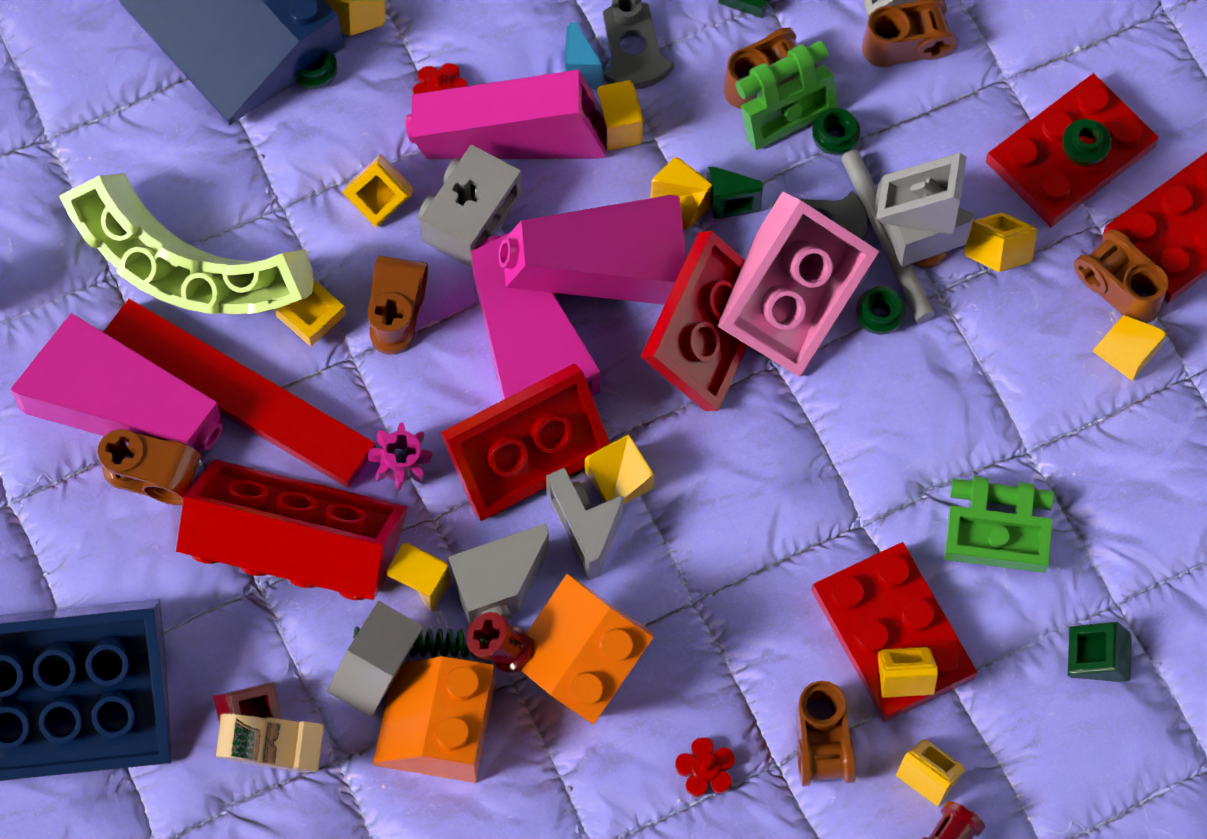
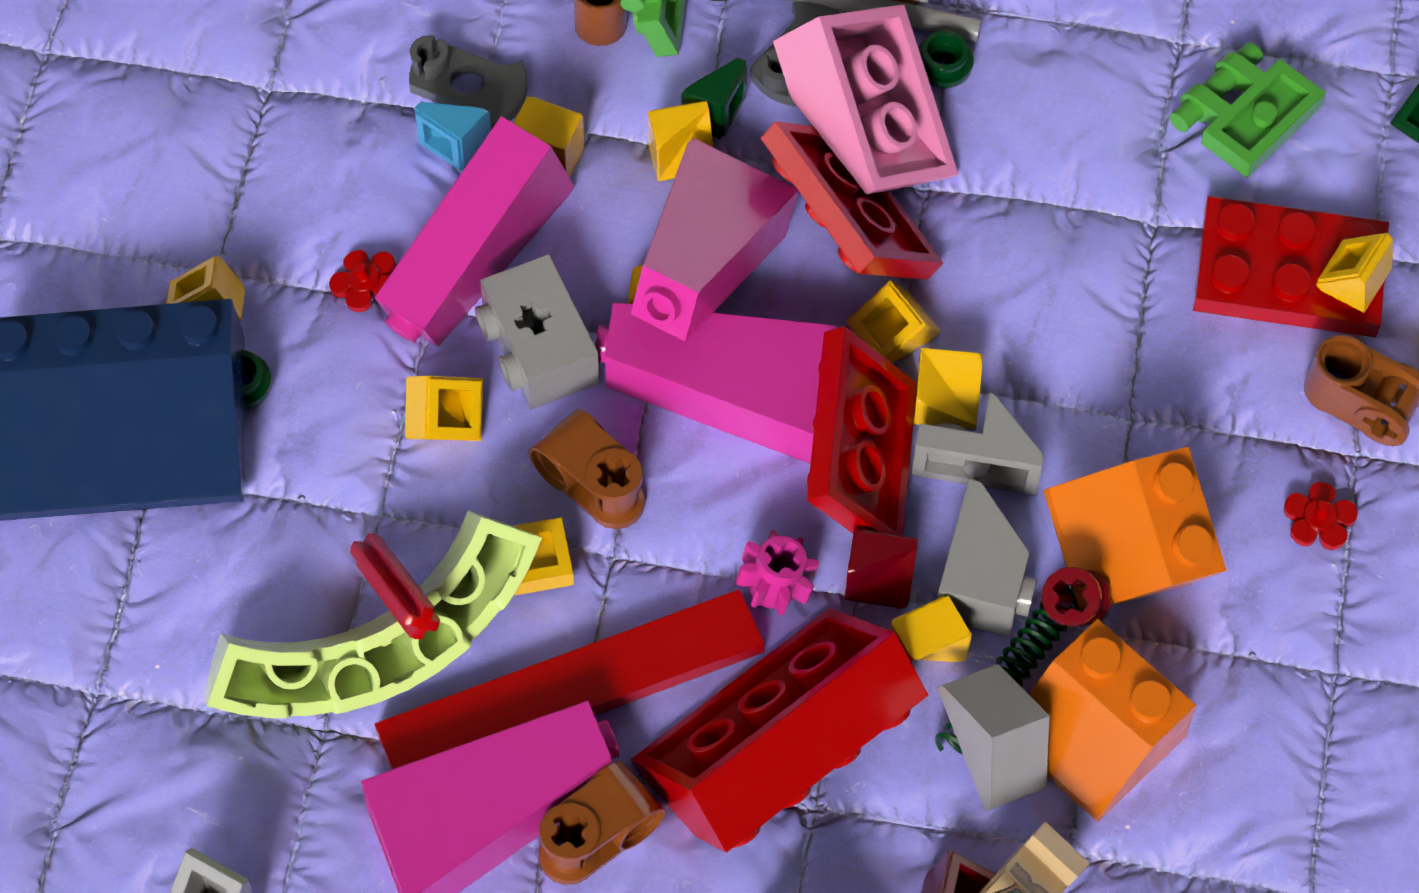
camera: 55 degrees left, 5 degrees down
(215, 242) = (395, 586): none -> red axle
(450, 515) = (880, 568): none -> dark red slope
(650, 411) = (893, 323): none -> yellow slope

